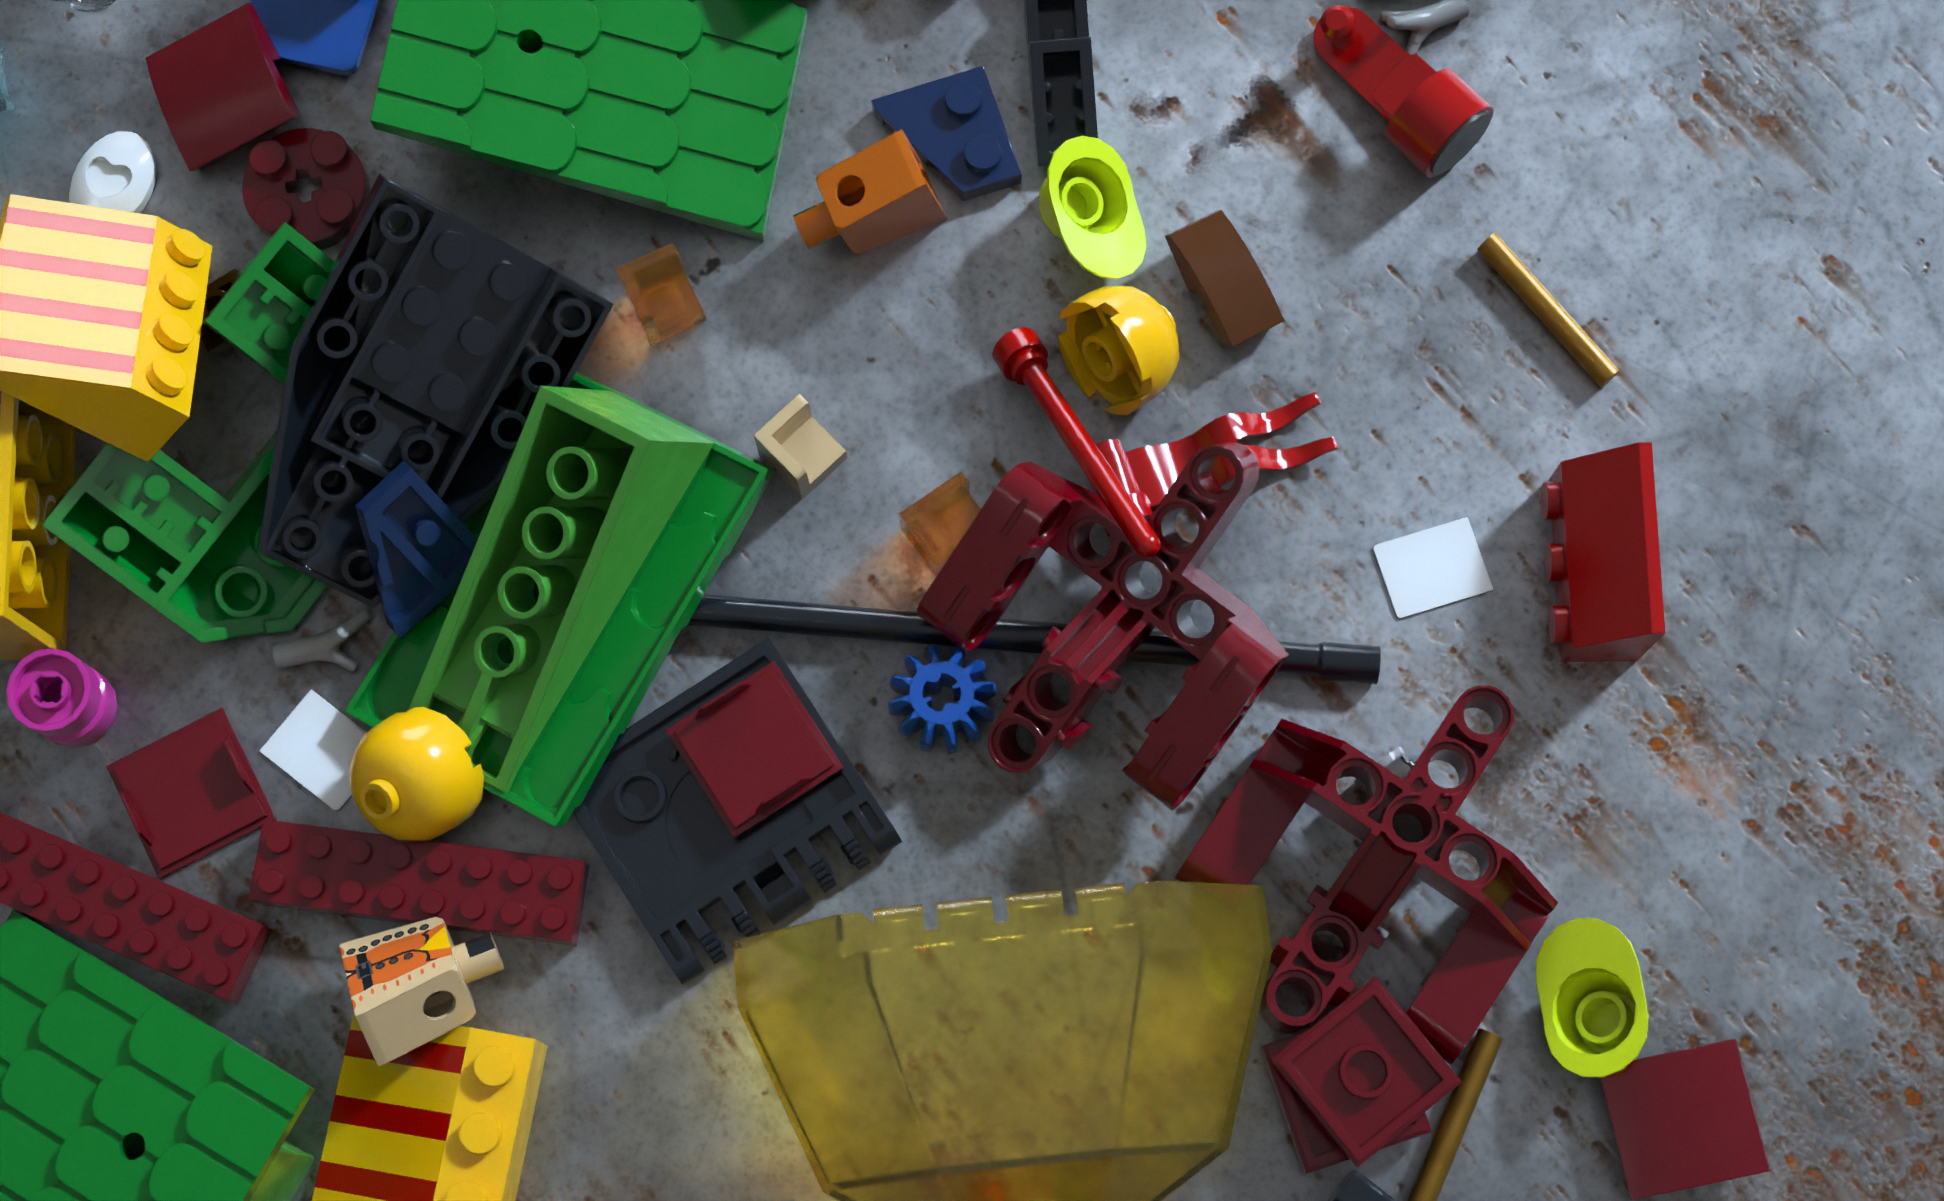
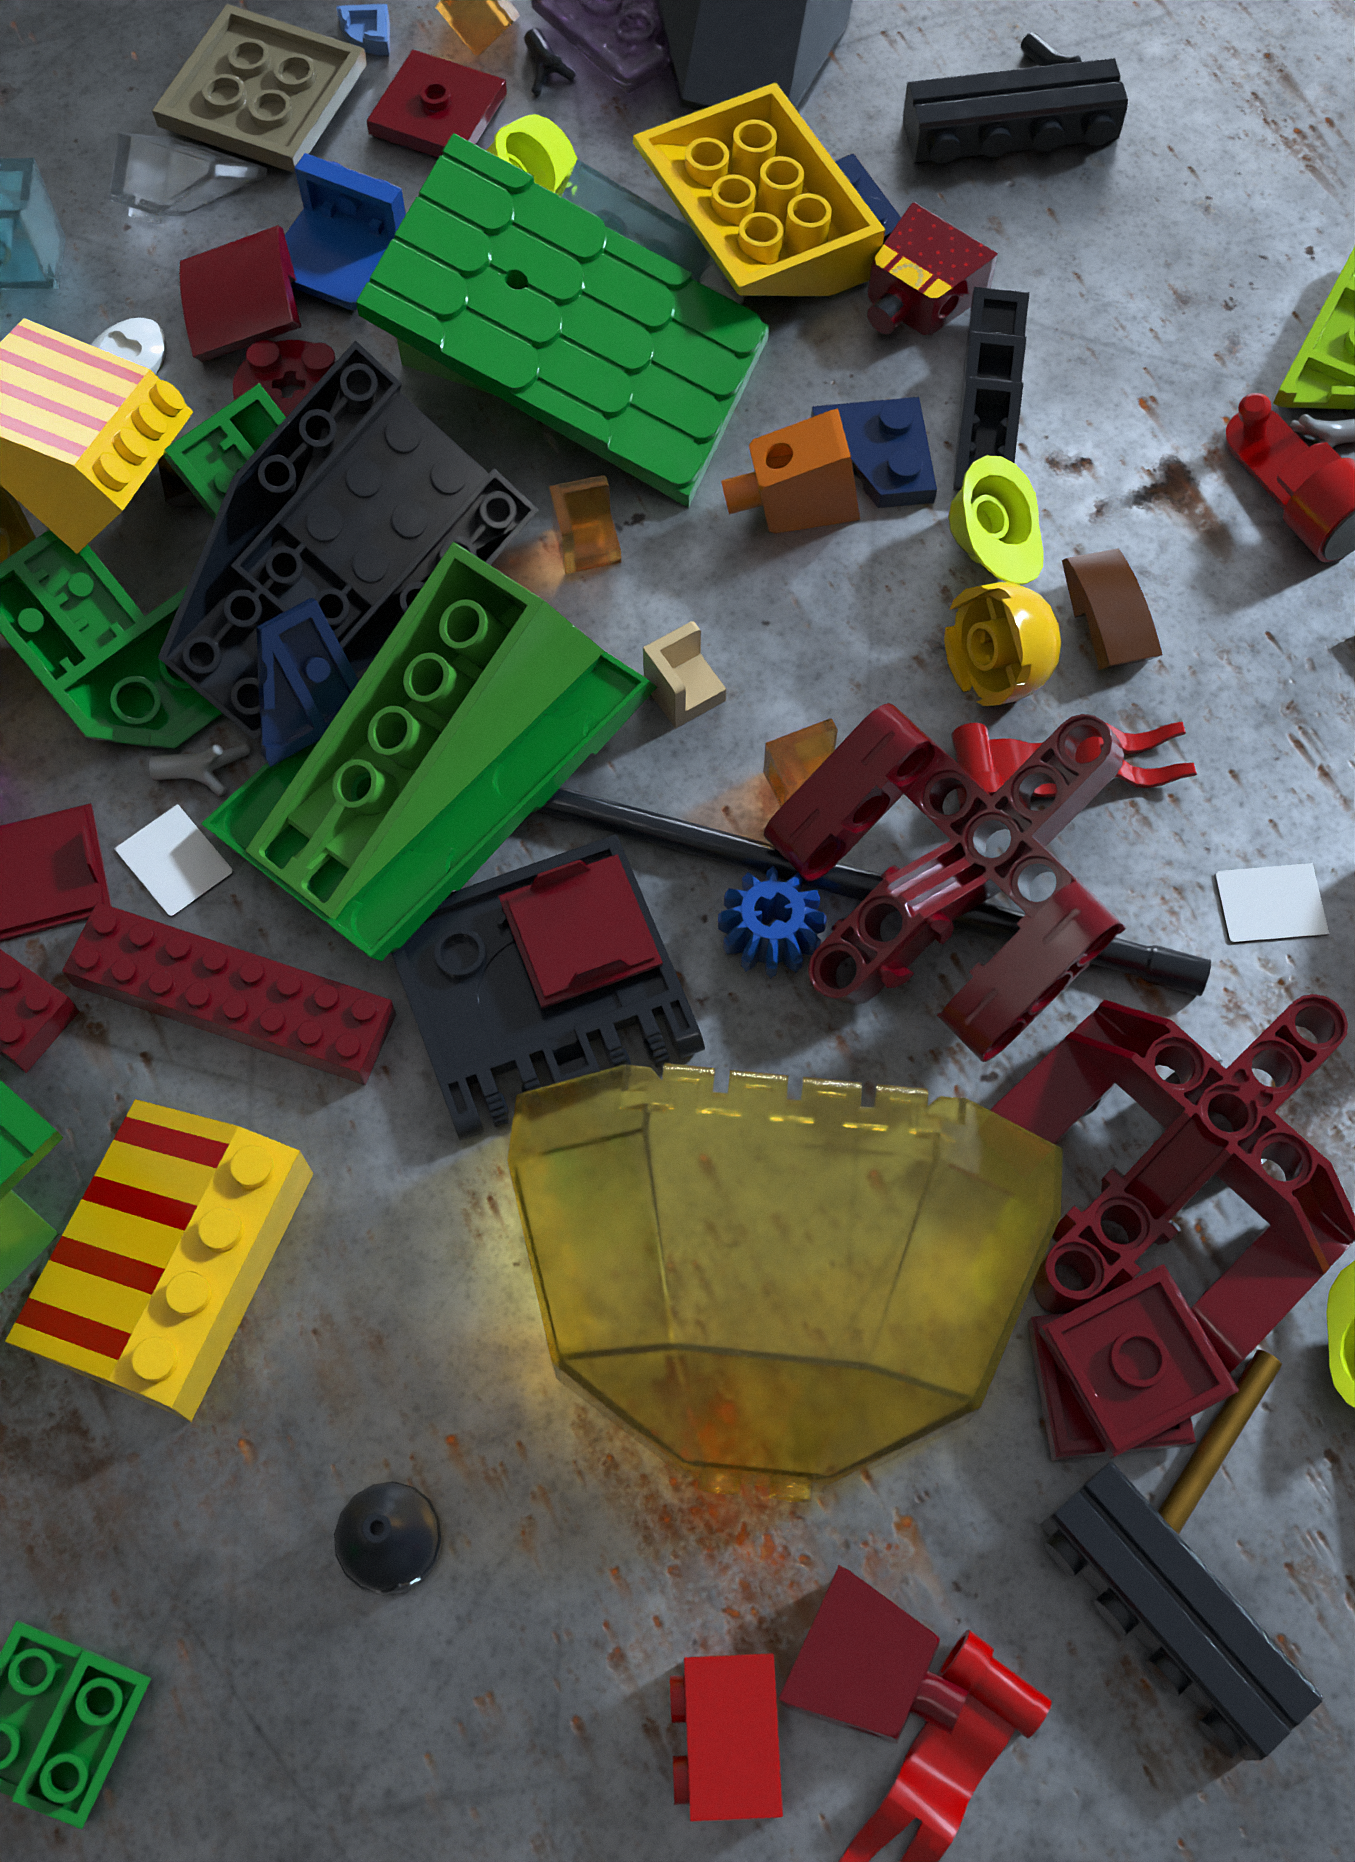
camera: 10 degrees right, 10 degrees down
(414, 984) = (196, 1077): tan torso -> none
(415, 776) = (249, 886): yellow cylinder -> none
(1024, 360) = (910, 643): red piece -> none

